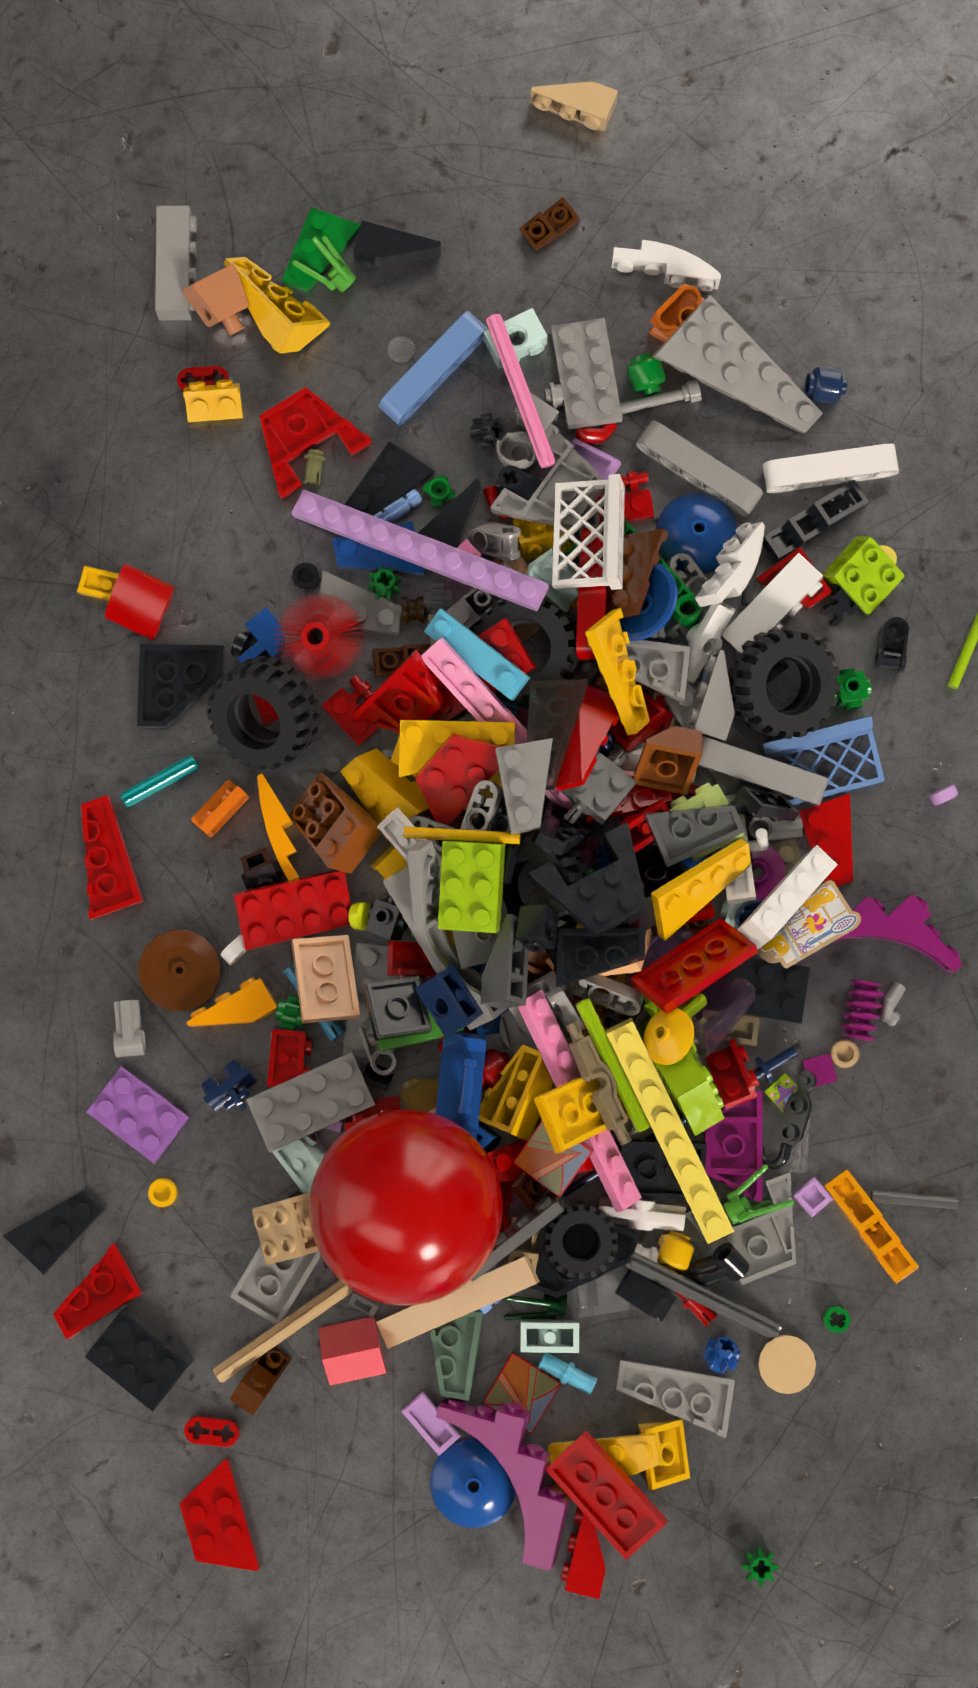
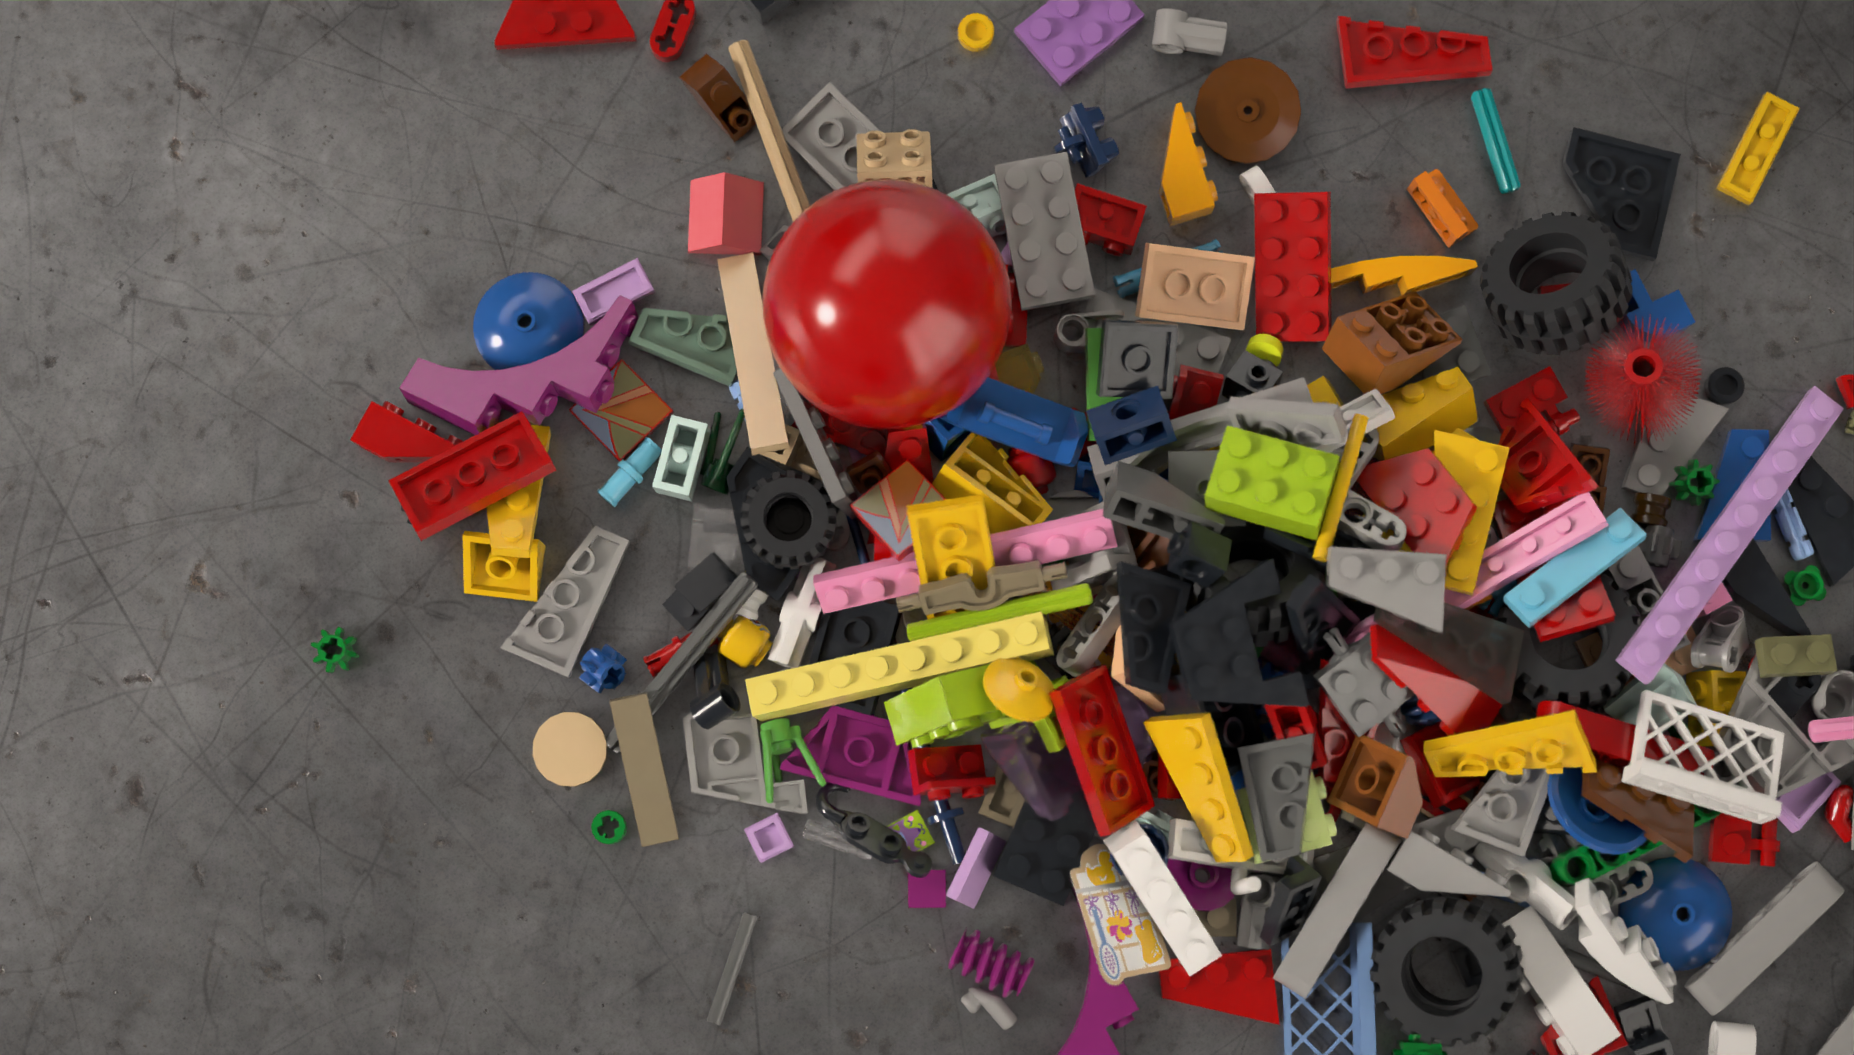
camera: 105 degrees right, 0 degrees up
(139, 601) = (1736, 164): red slope -> none
(241, 643) = (1654, 281): black tile -> none
(260, 870) = (1352, 237): black brick -> none
(289, 1013) = (1161, 231): green gear -> none
(376, 1080) = (1047, 325): black slope -> none
(496, 486) = (1795, 656): none -> olive plate
(788, 1303) = (644, 769): none -> dark tan tile
(796, 1038) = (976, 868): none -> lavender tile
(844, 1053) = (941, 927): tan tile -> none
(871, 1226) = (712, 902): light orange slope -> none

